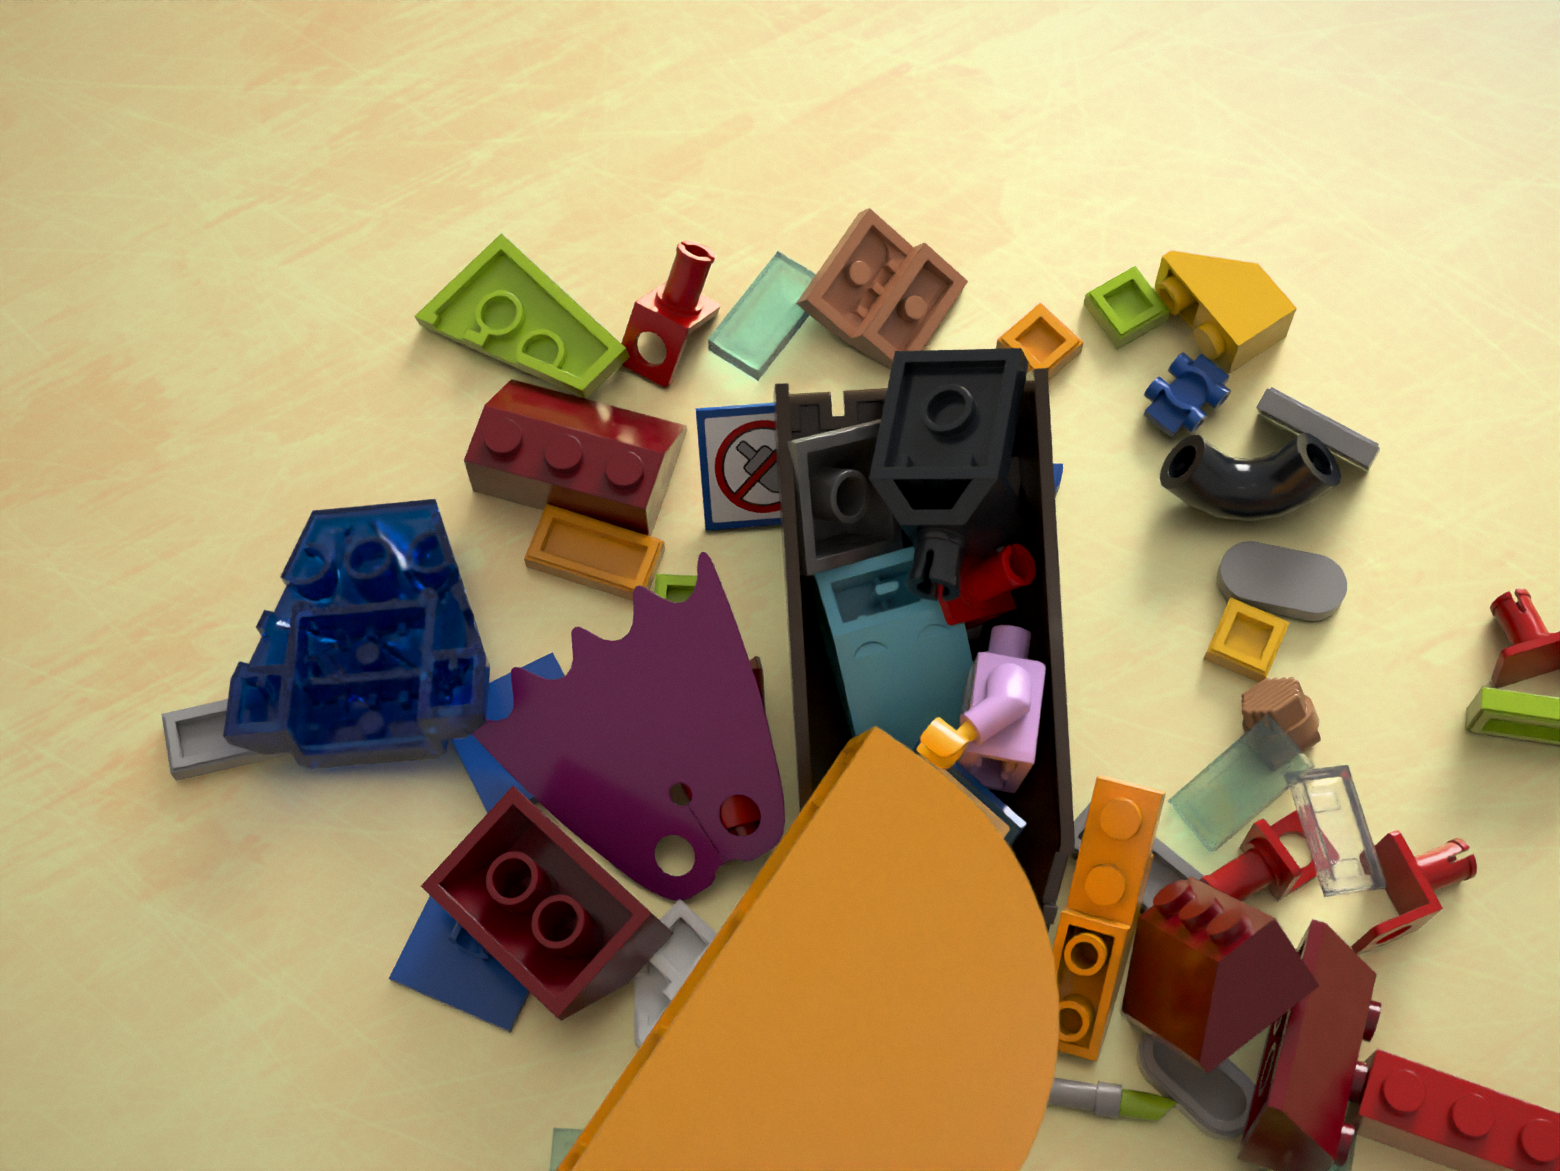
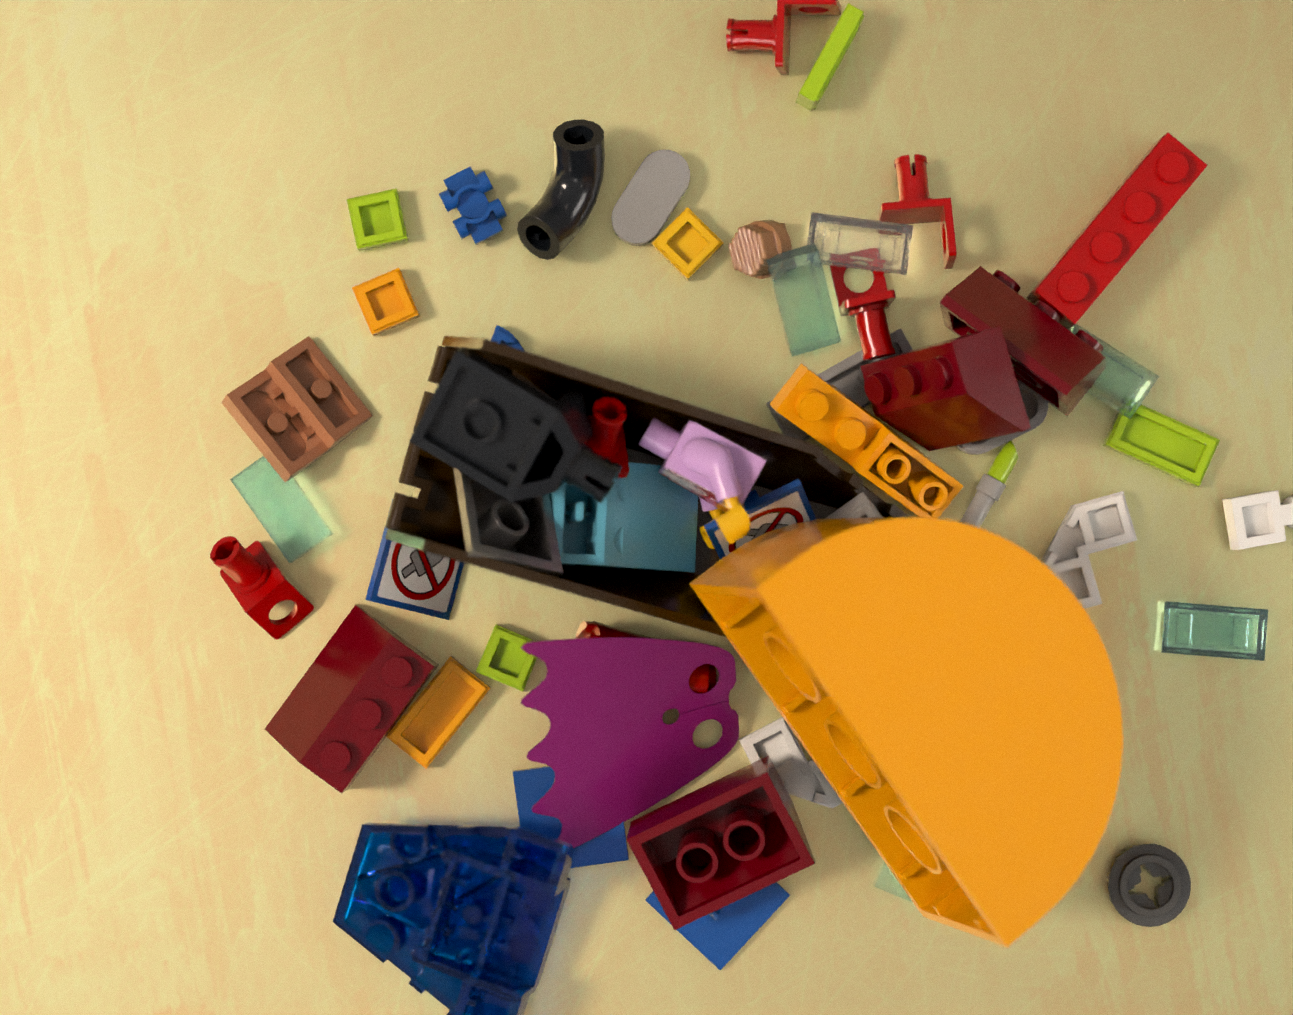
camera: 75 degrees left, 20 degrees up
(525, 320) = (218, 702): lime wing -> none
(1226, 304) = (410, 142): yellow slope -> none
(1331, 433) = (542, 118): light grey tile -> none

